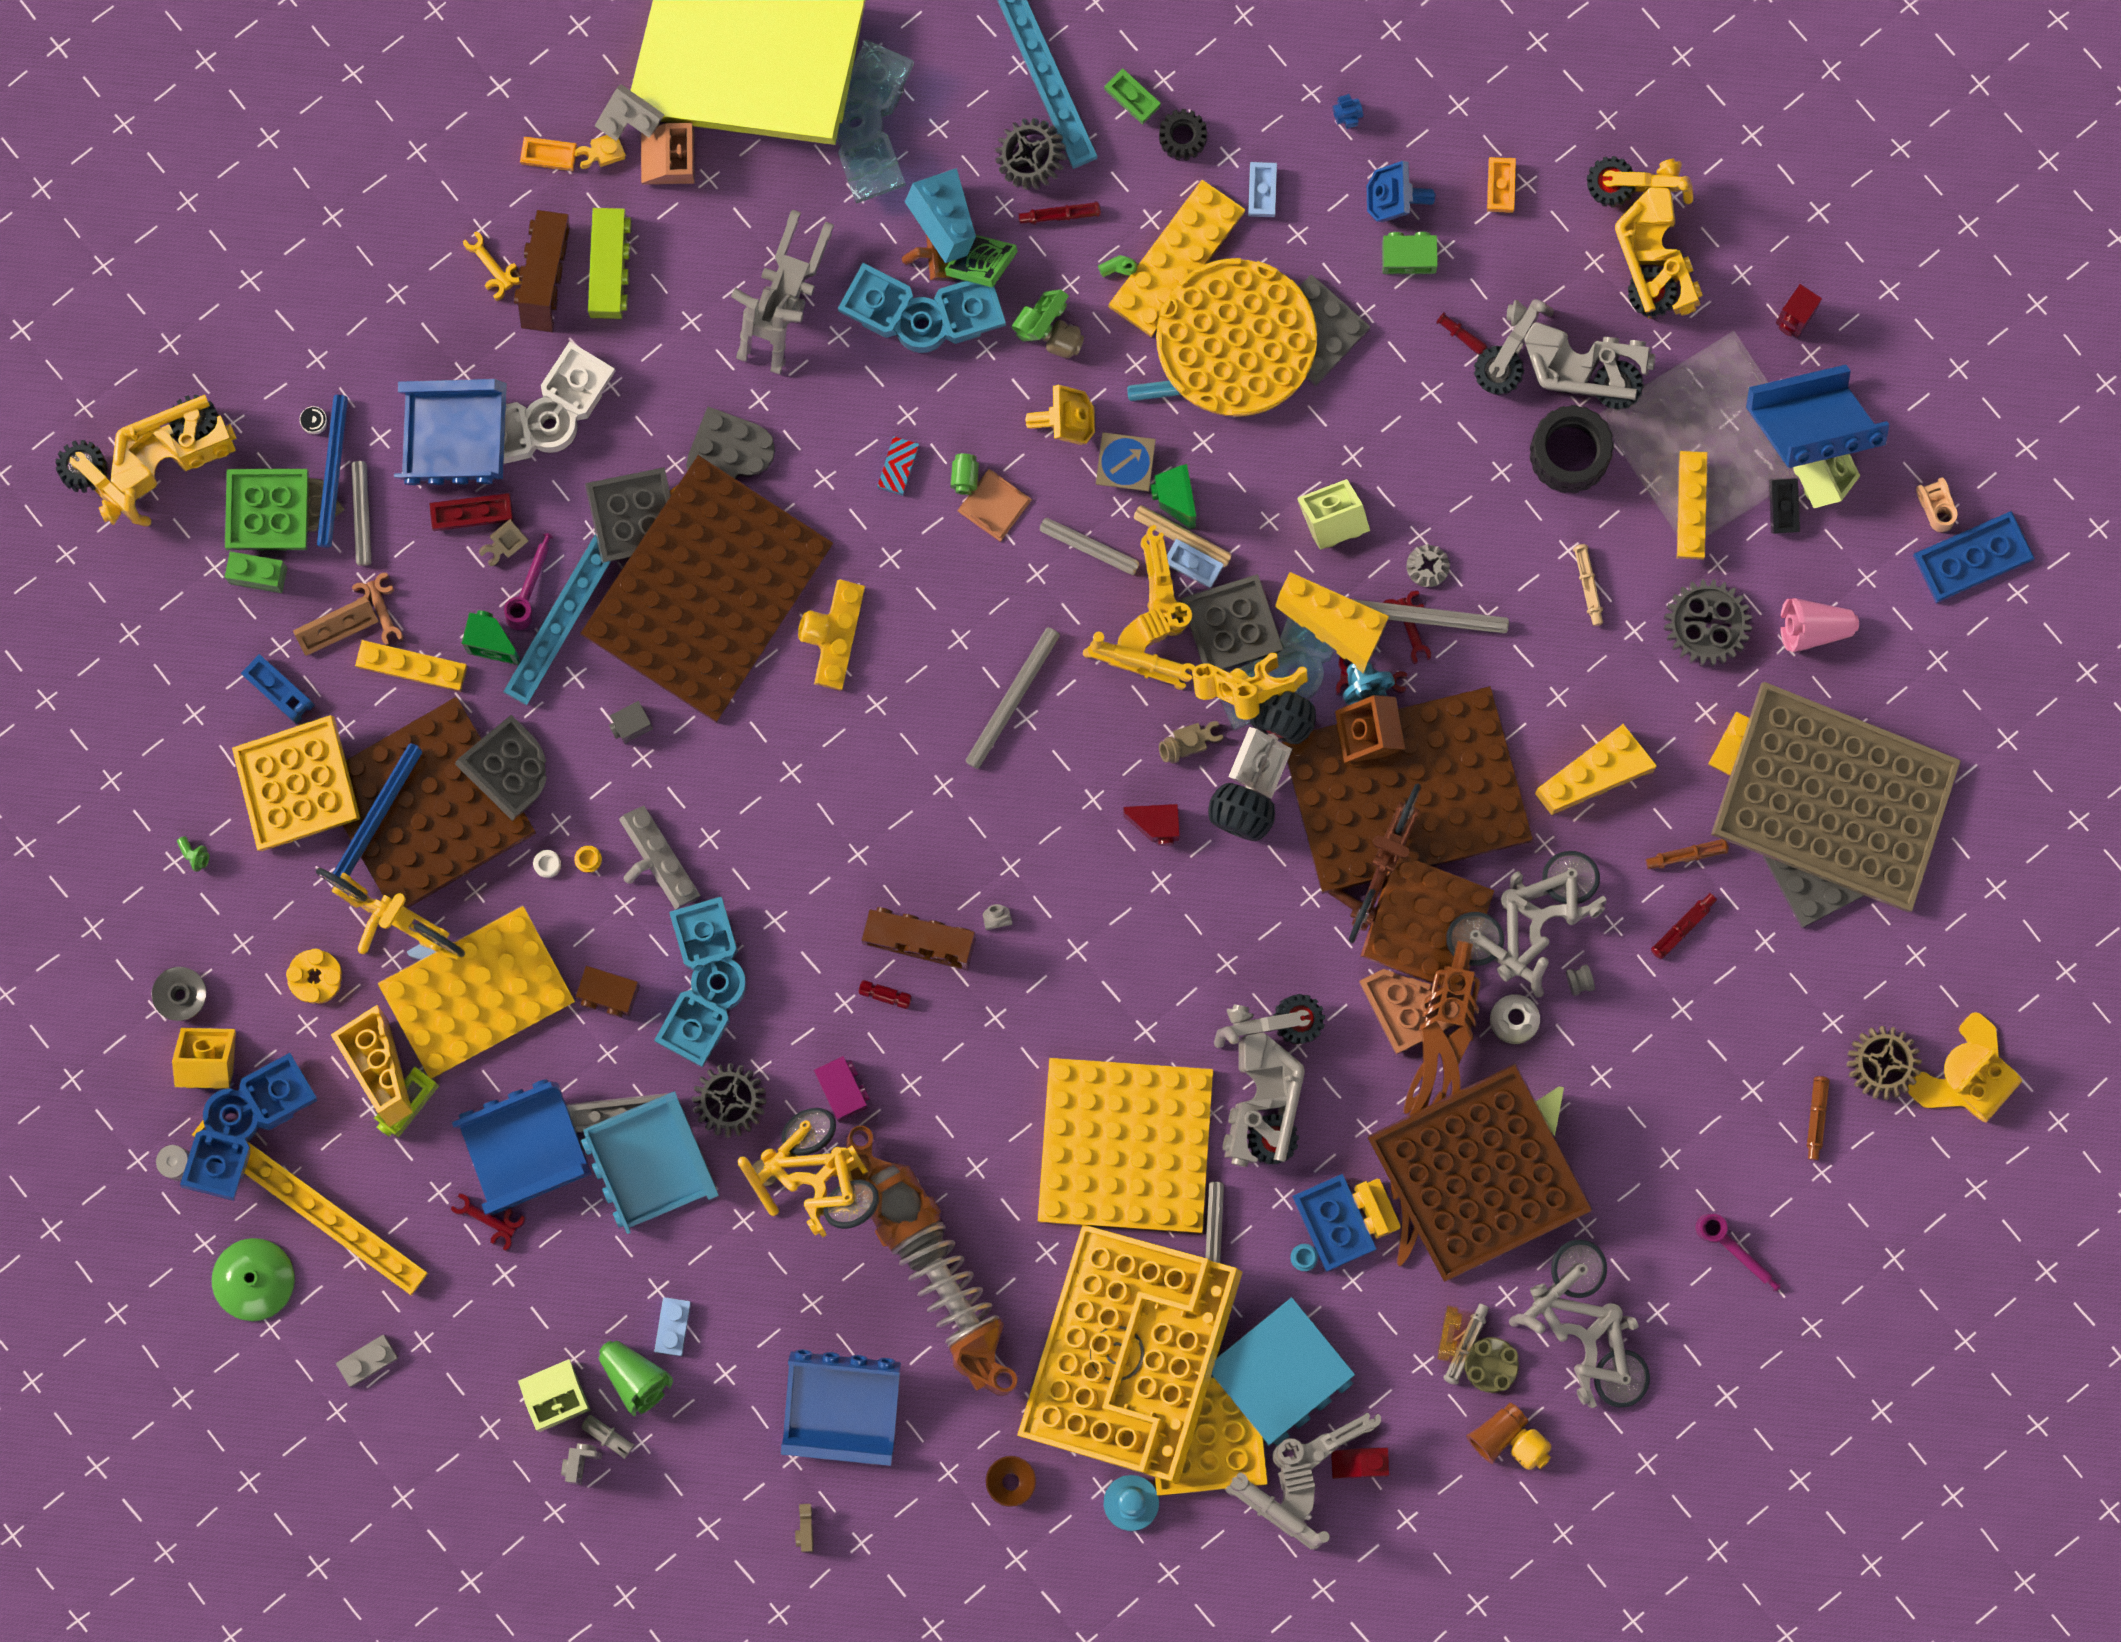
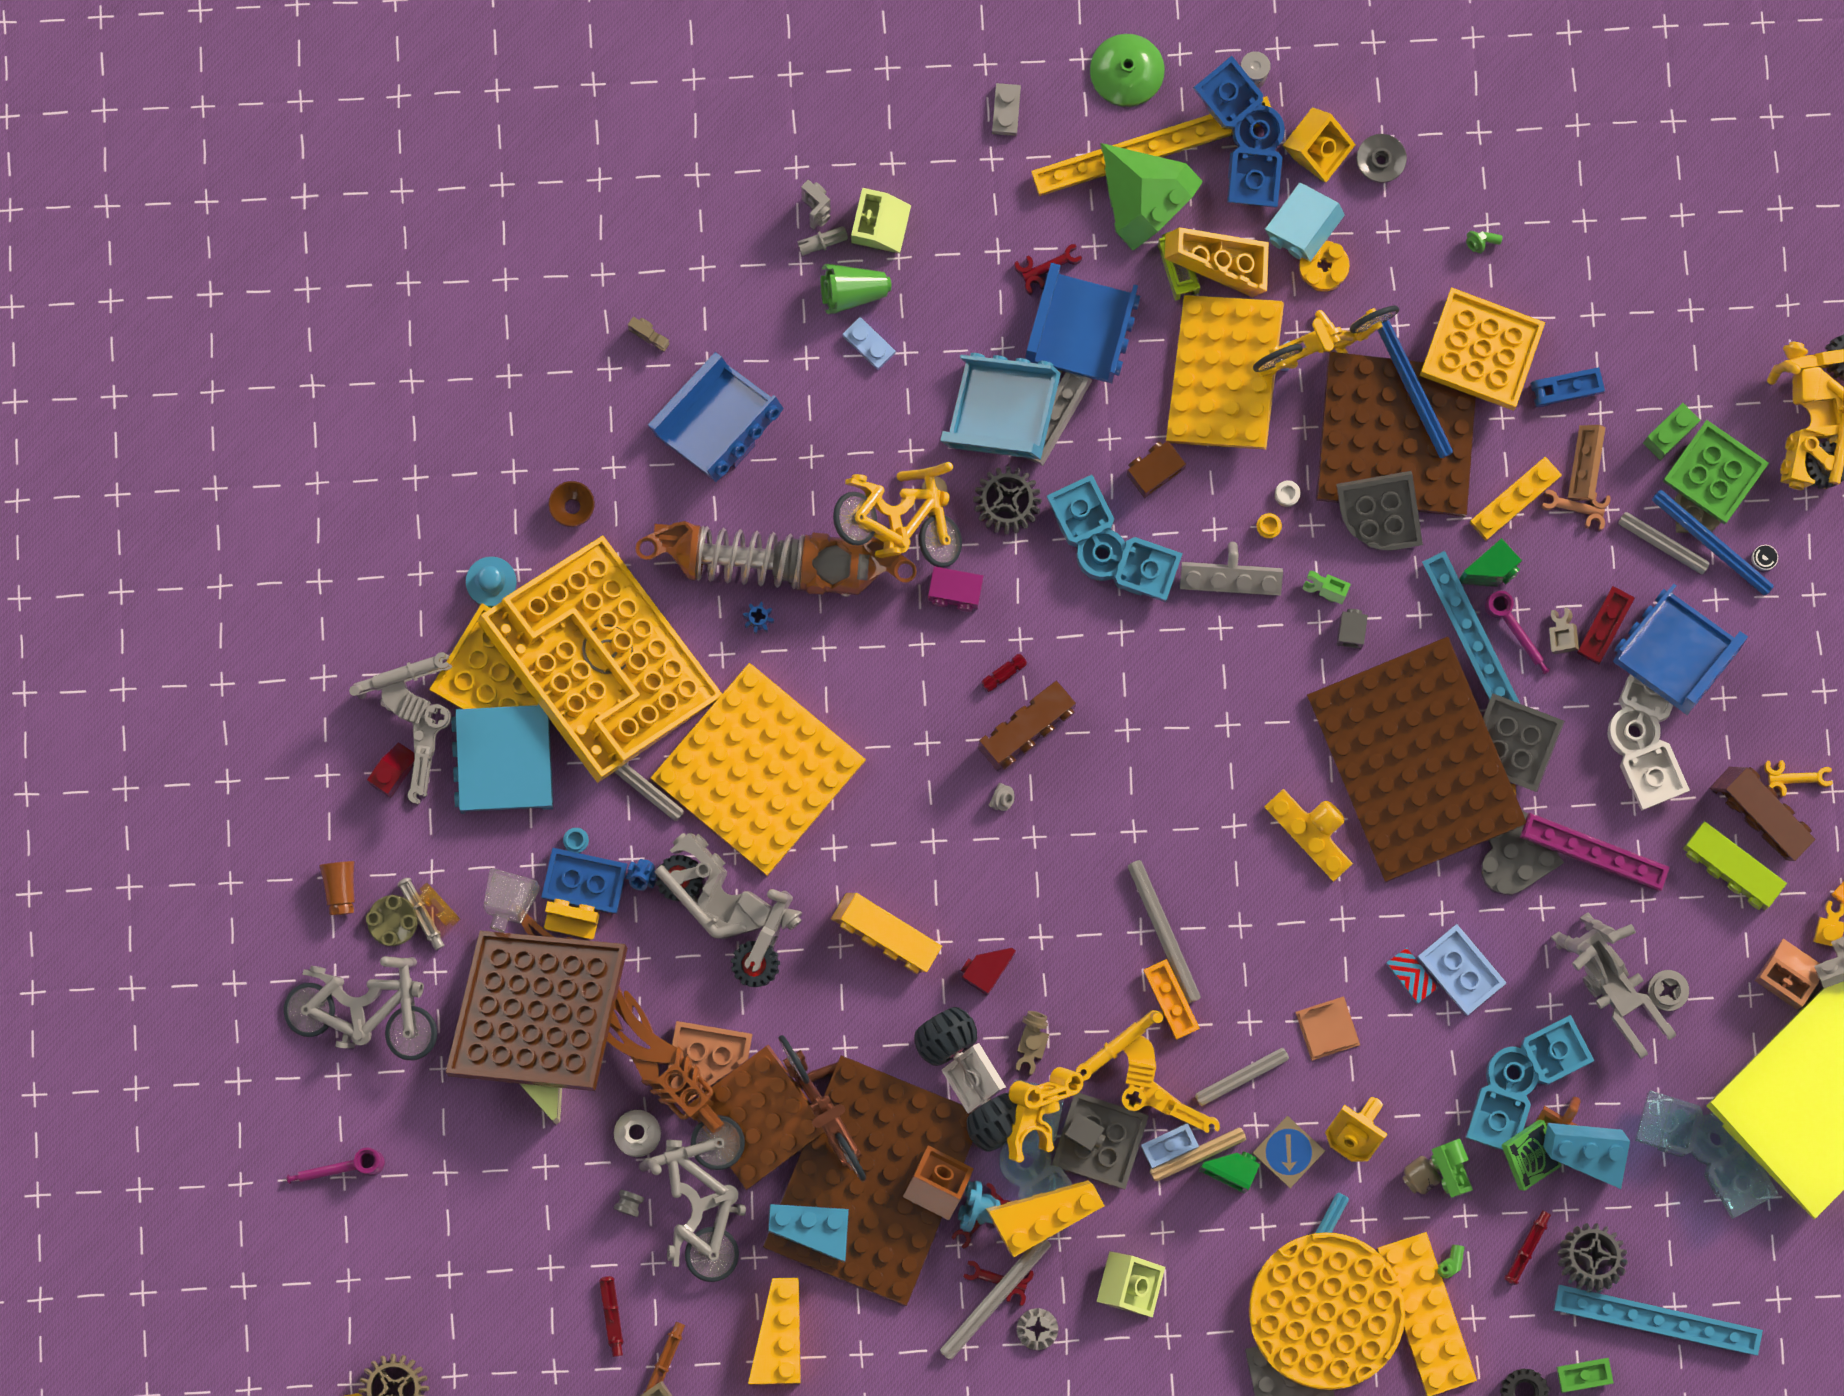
camera: 120 degrees right, 0 degrees up
(289, 1017) = (1304, 222): none -> medium azure brick
(358, 1177) = (1145, 191): none -> bright green wedge
(605, 767) = (1329, 587): none -> bright green plate
(680, 385) = (1594, 852): none -> magenta tile
(750, 236) = (1669, 978): none -> light grey gear
(863, 427) = (1461, 970): none -> light blue plate
(964, 474) = (1368, 1020): bright green brick -> none
(996, 1234) = (753, 613): none -> blue gear
(1067, 650) = (1171, 999): none -> light orange plate
(1188, 930) = (887, 932): none -> yellow wedge
(1237, 637) = (1085, 1133): none -> dark grey brick
(1292, 1176) = (641, 874): none -> blue gear
(1399, 1276) = (508, 898): none -> clear torso
(1487, 805) = (812, 1227): none -> dark azure wedge
(1531, 1449) = (308, 902): yellow head -> none
(1817, 1116) = (392, 1308): dark orange piece -> none

